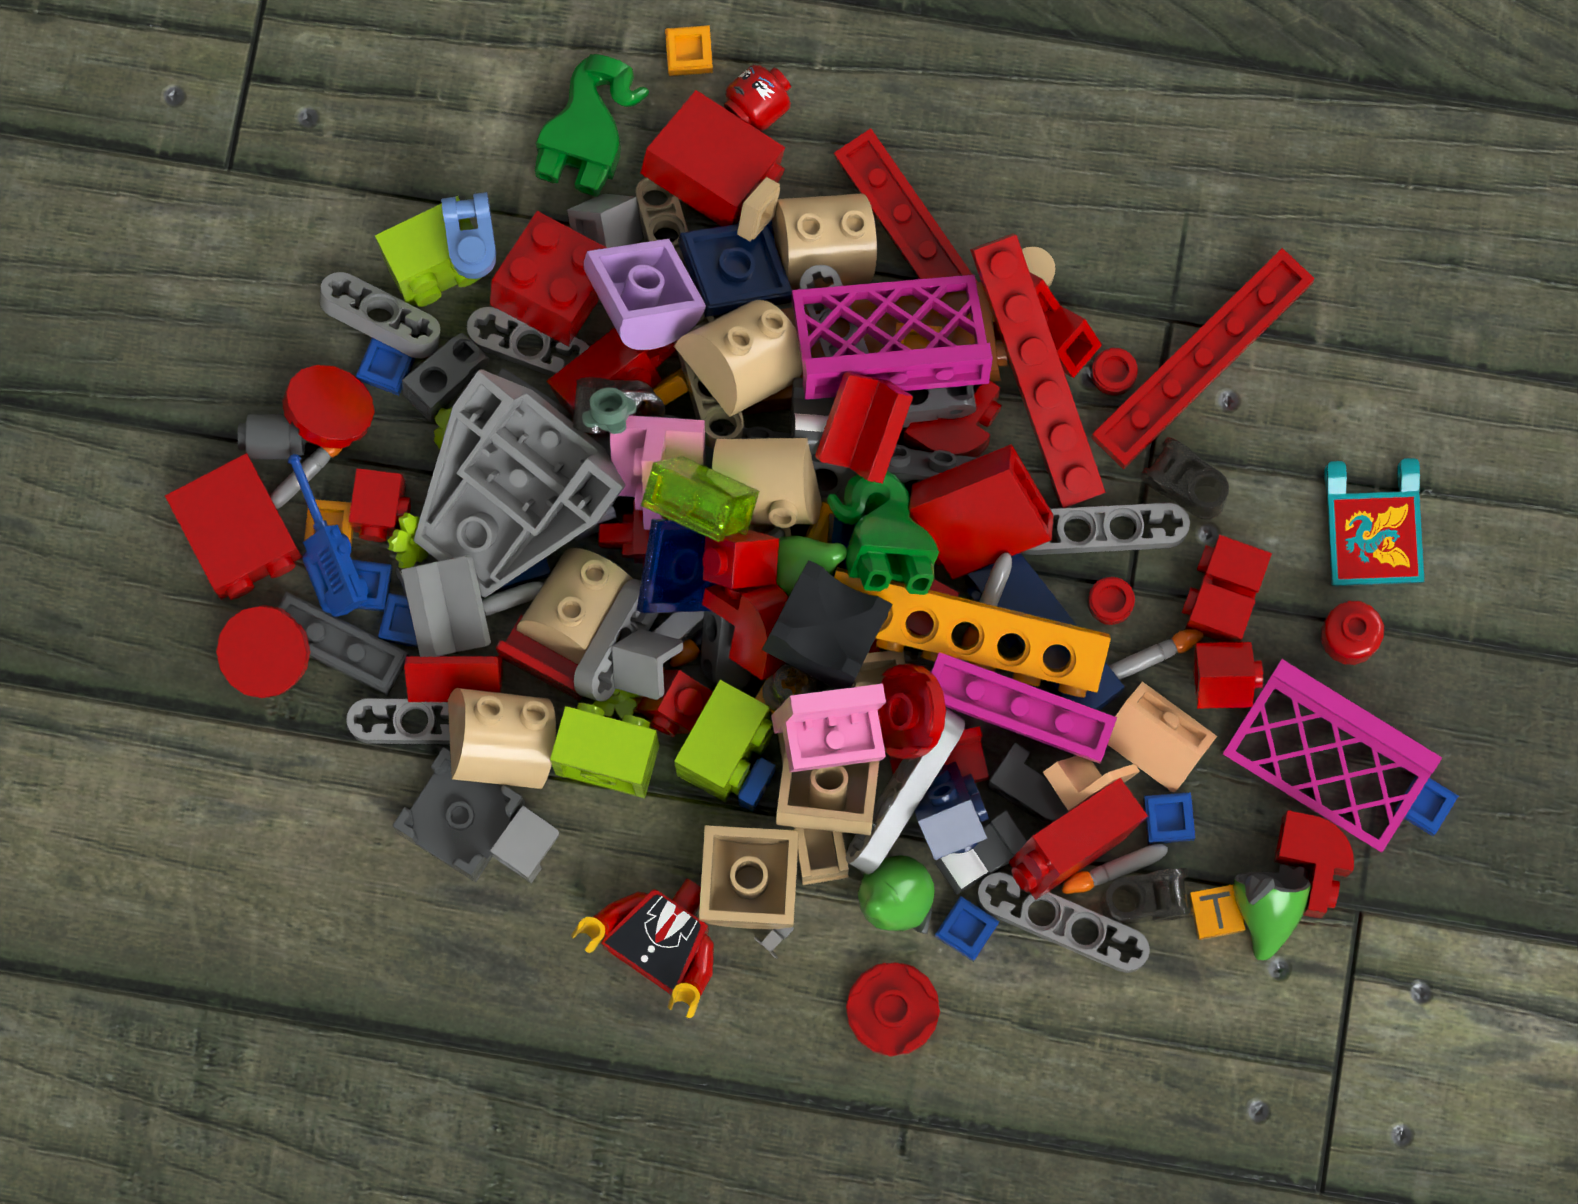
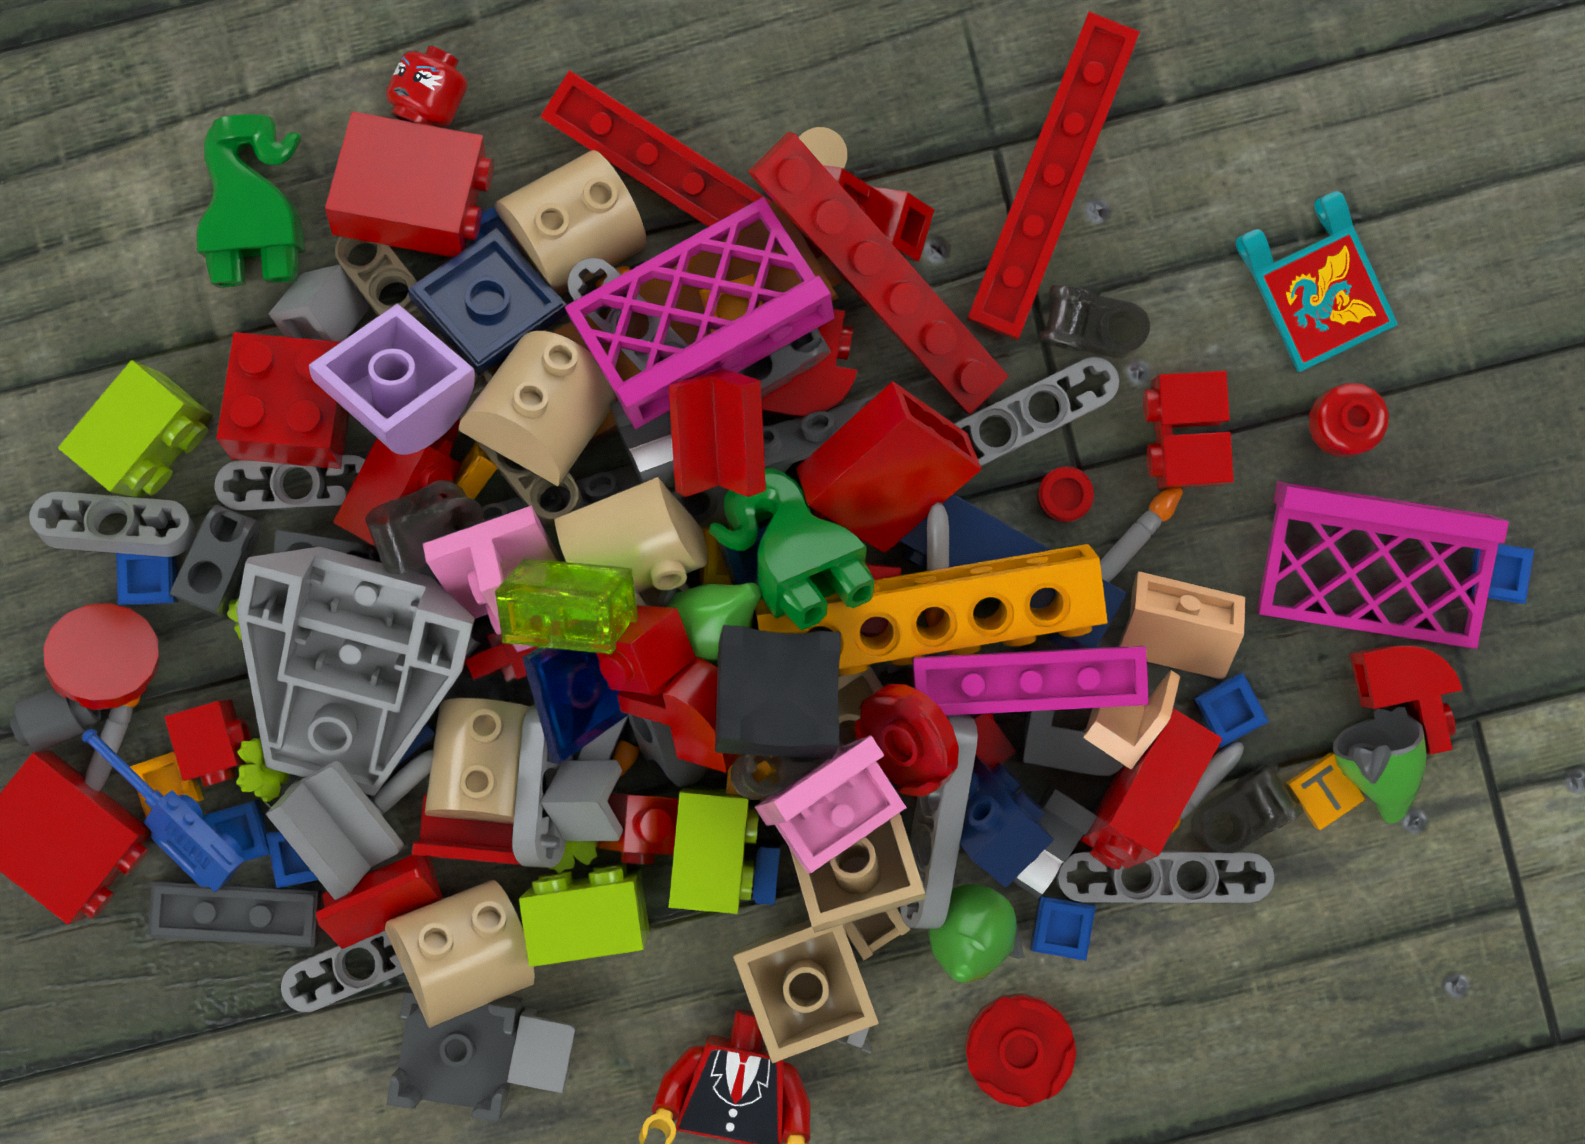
camera: 30 degrees left, 10 degrees up
(263, 651) = (156, 962): red tile -> none
(473, 249) = (178, 418): medium blue plate -> none
(609, 410) = (411, 533): sand green plate -> none
(689, 50) = (325, 65): light orange tile -> none
(758, 209) = (484, 223): tan tile -> none
(1114, 371) = (959, 233): red tile -> none
(1226, 675) = (1230, 528): red brick -> none

